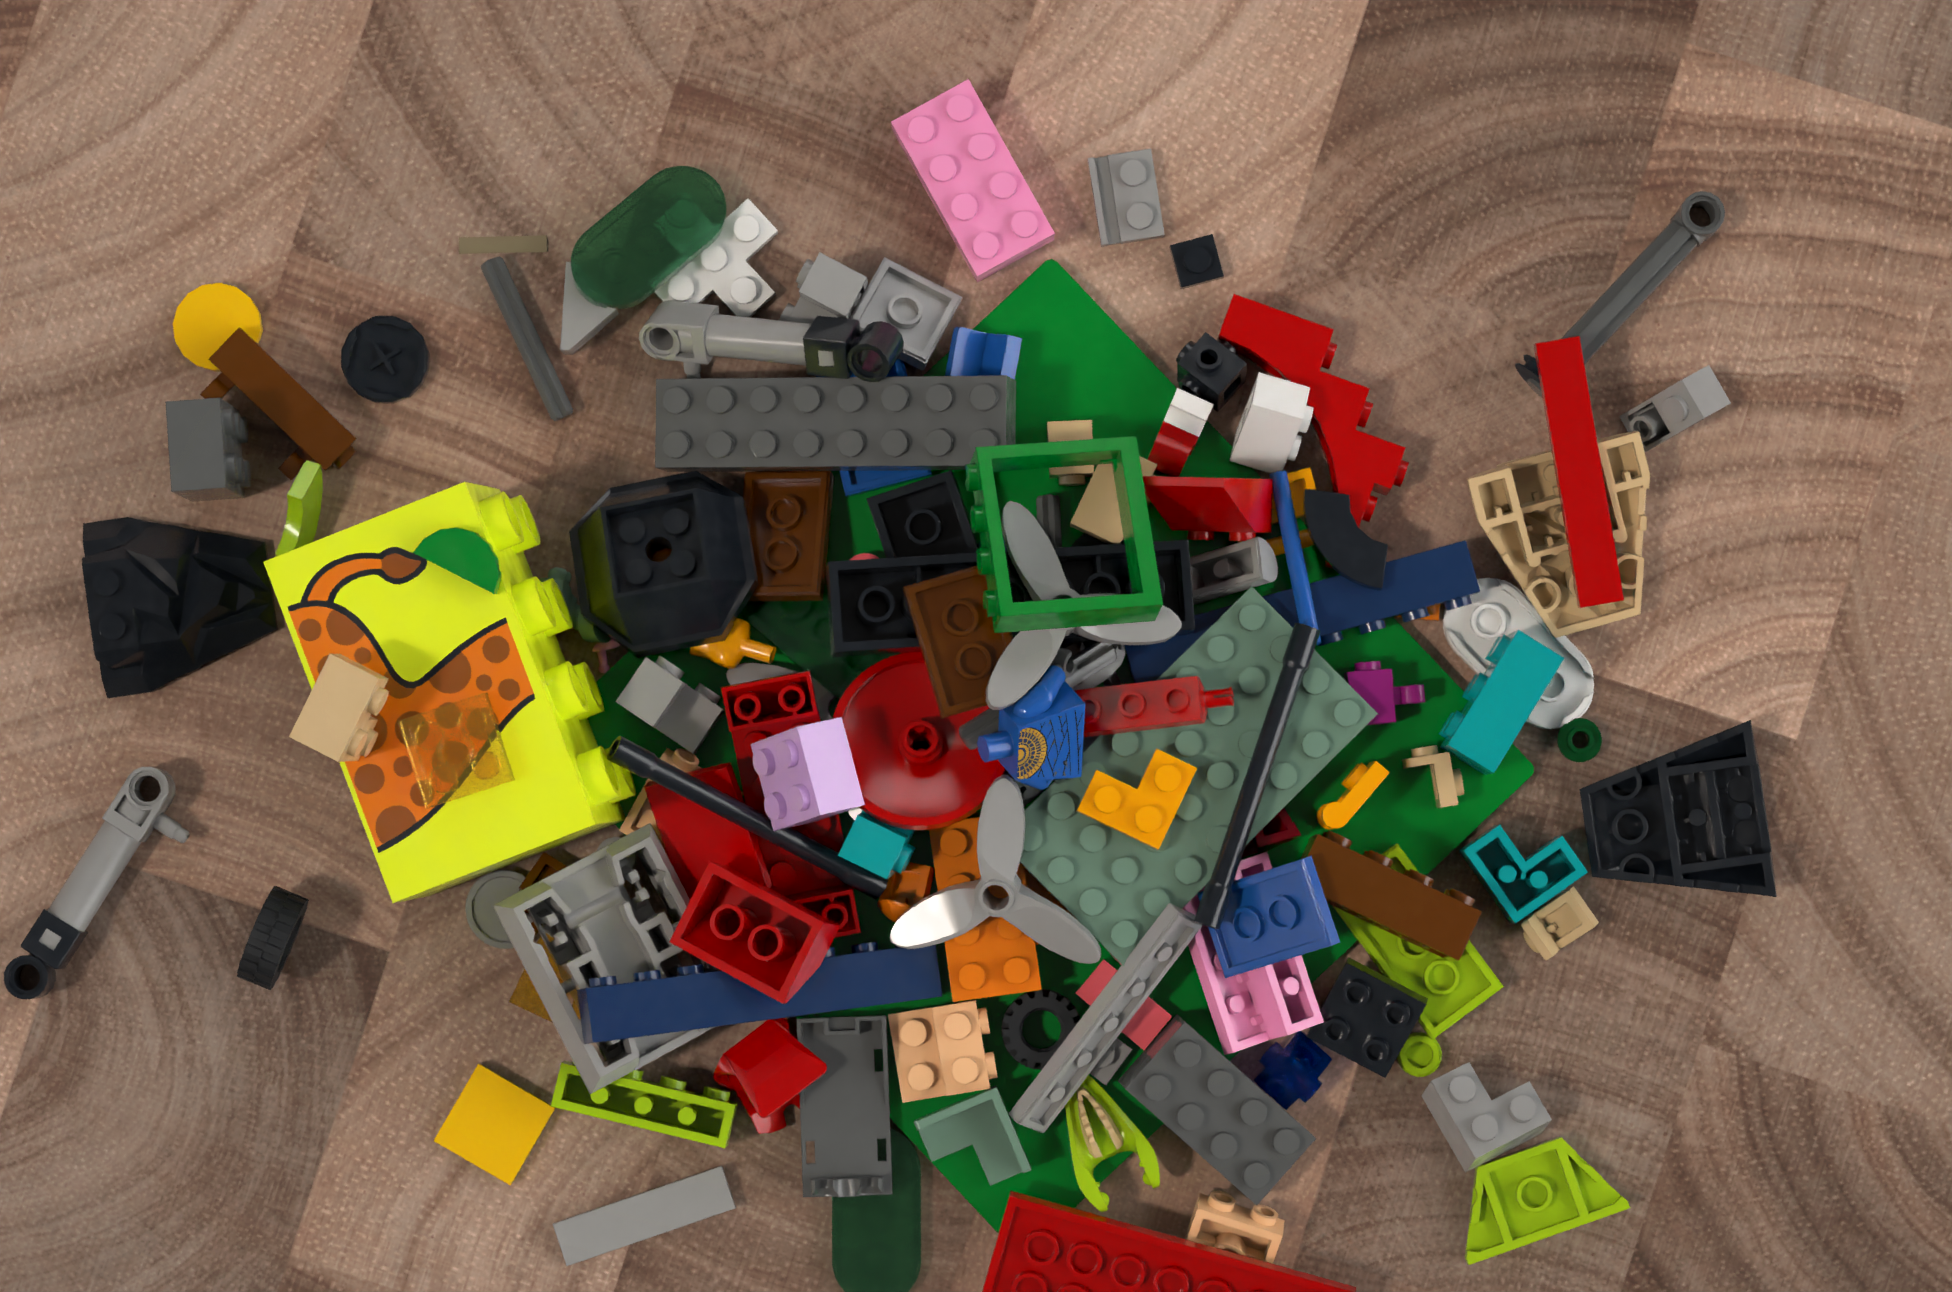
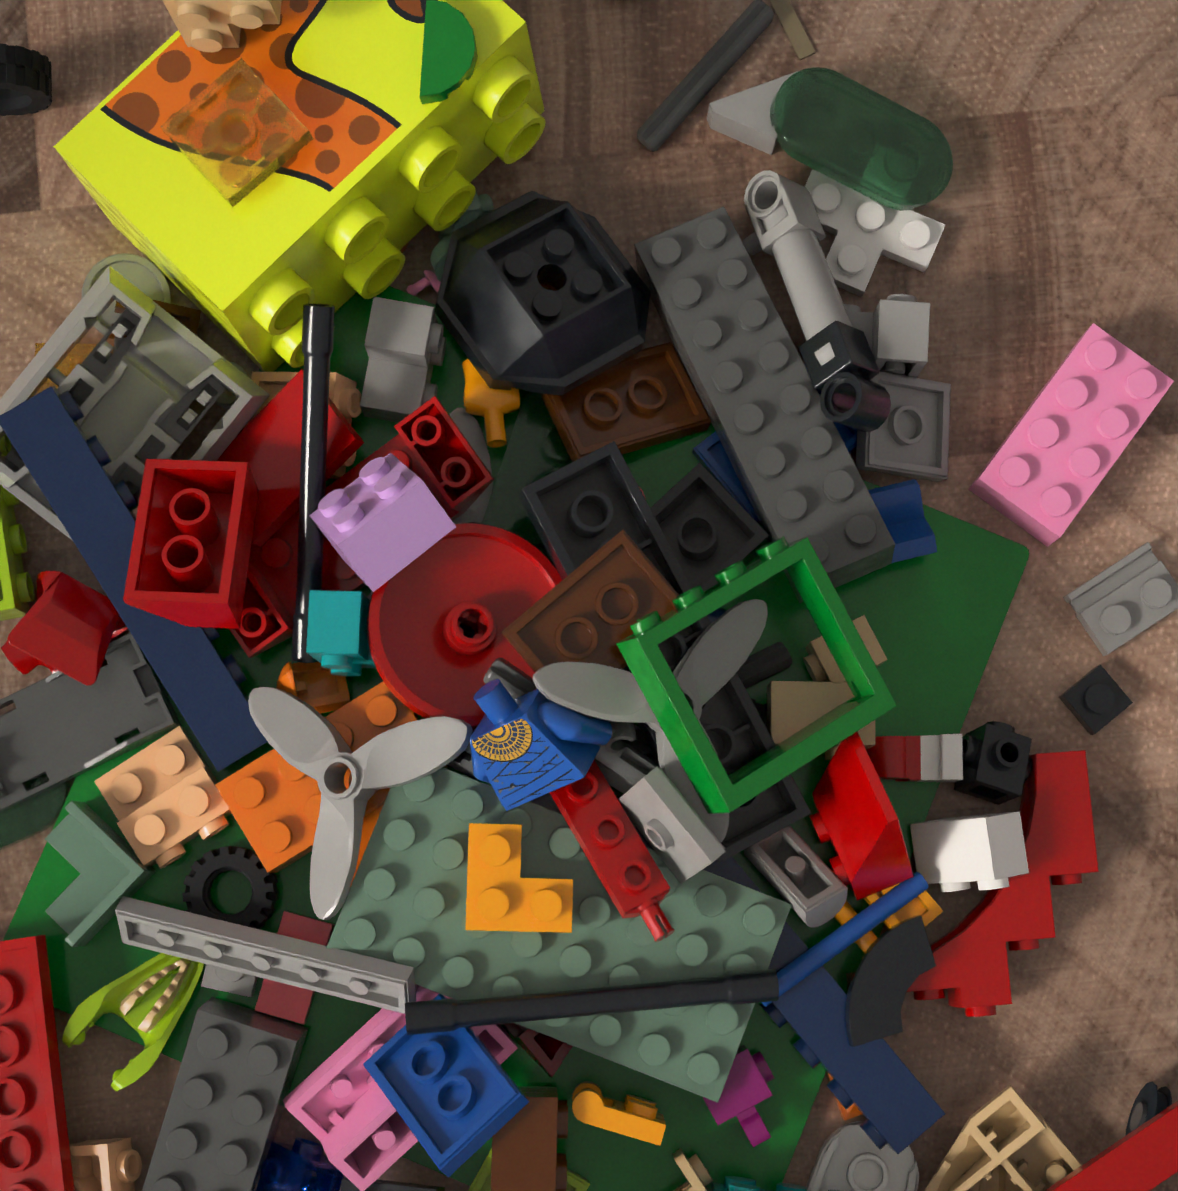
camera: 65 degrees right, 5 degrees down
(1149, 653) = (671, 825): none -> light grey plate

